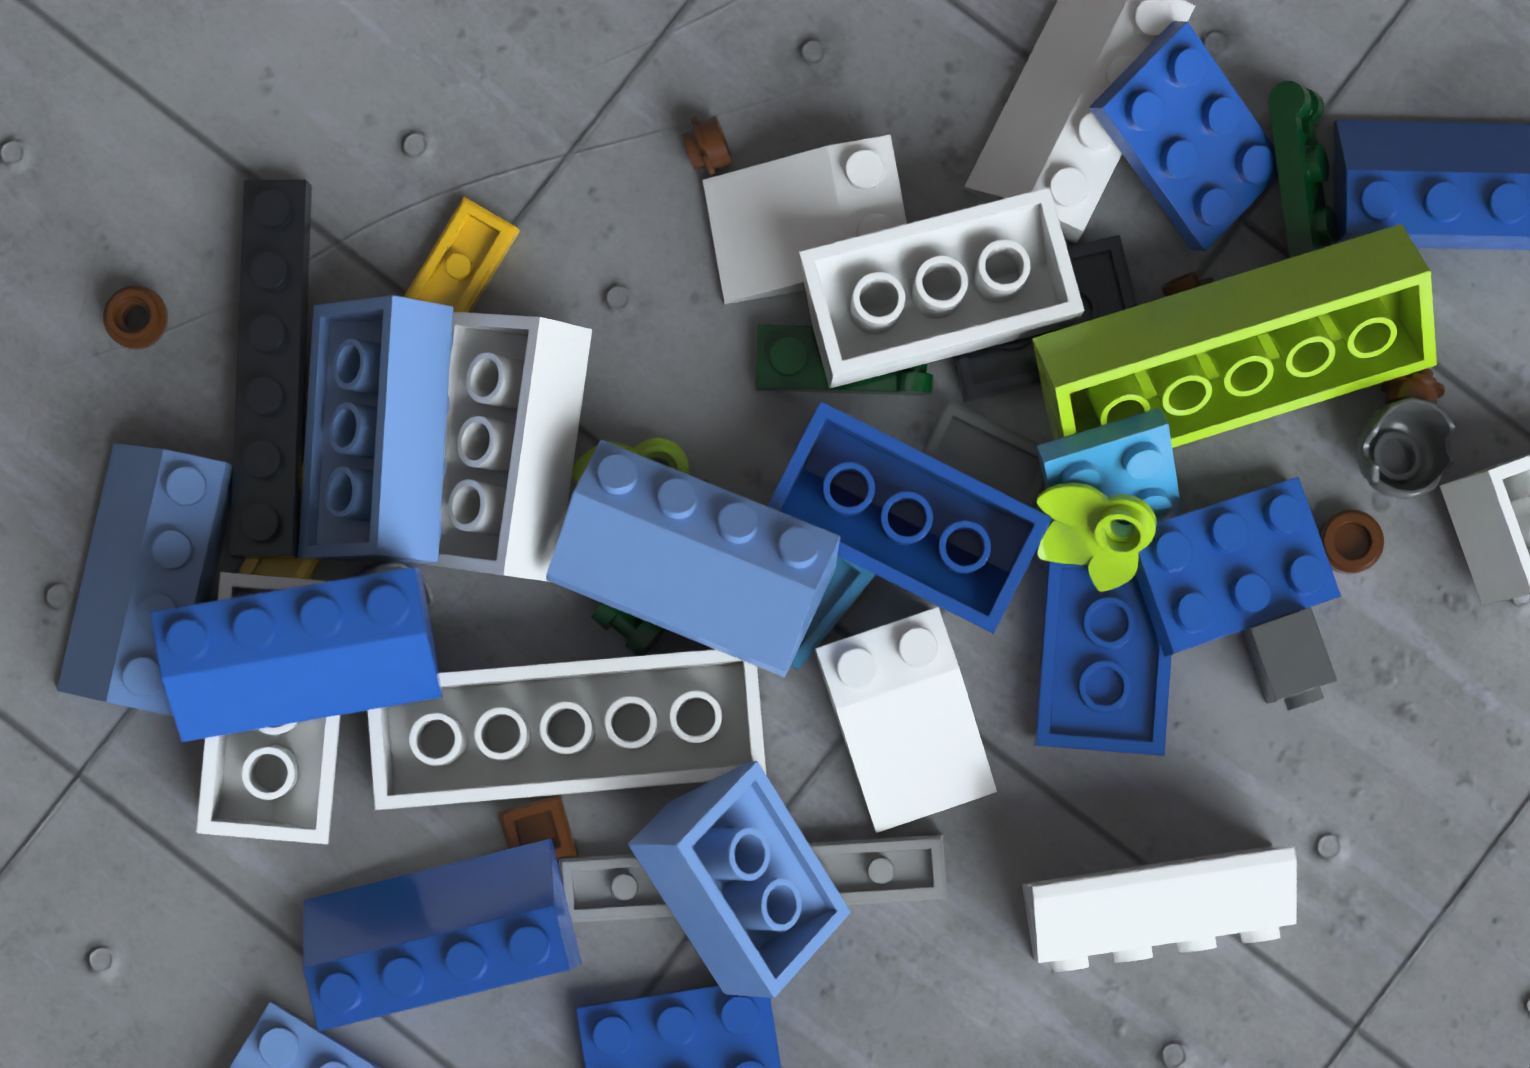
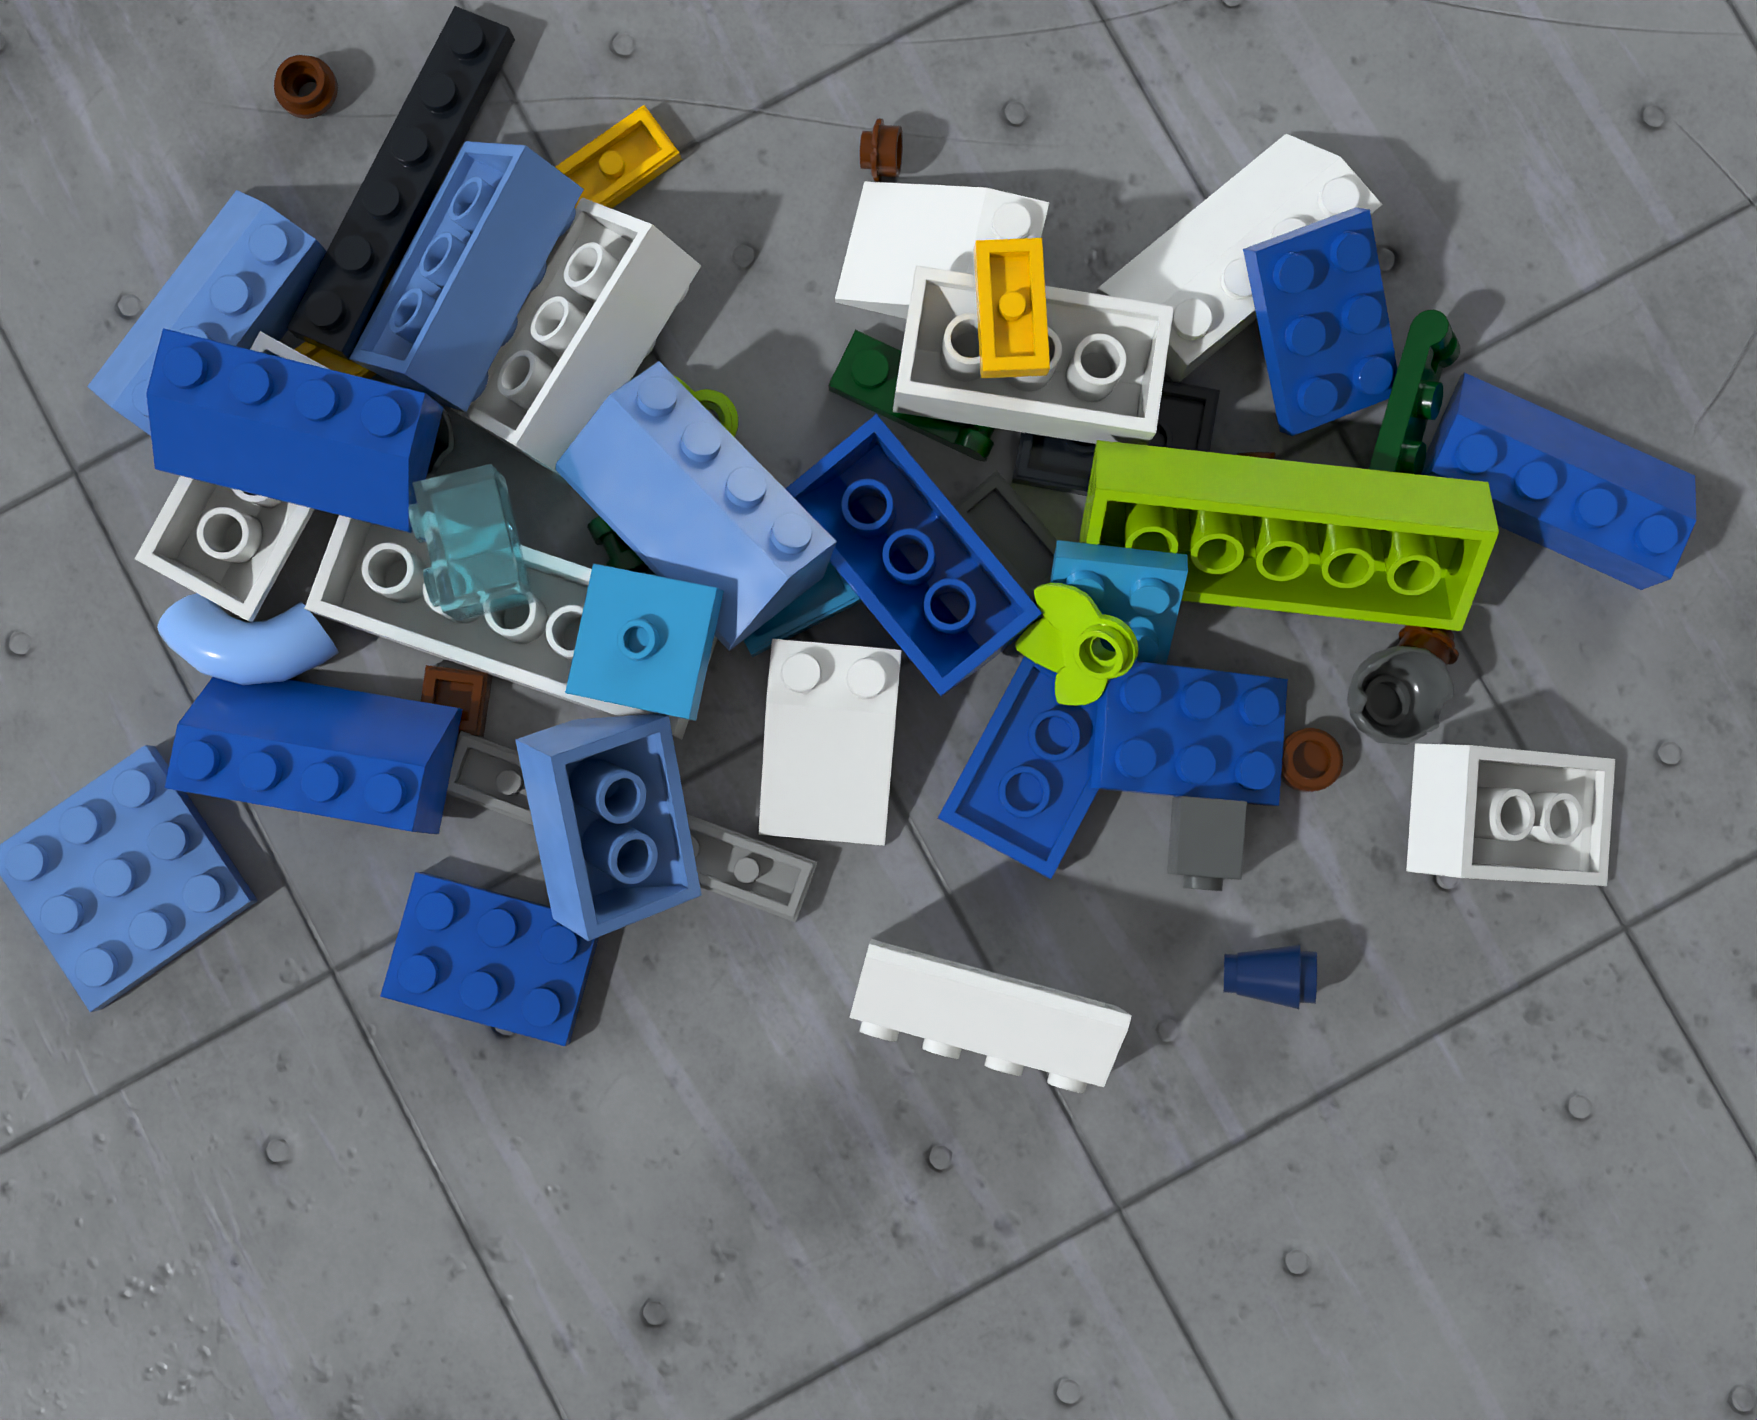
camera: 30 degrees right, 0 degrees up
(324, 873) = (242, 649): none -> light blue cylinder
(507, 683) = (470, 543): none -> clear light blue brick
(706, 704) = (644, 641): none -> dark azure plate
(906, 256) = (1011, 308): none -> yellow plate
(1403, 754) = (1273, 975): none -> dark blue cone

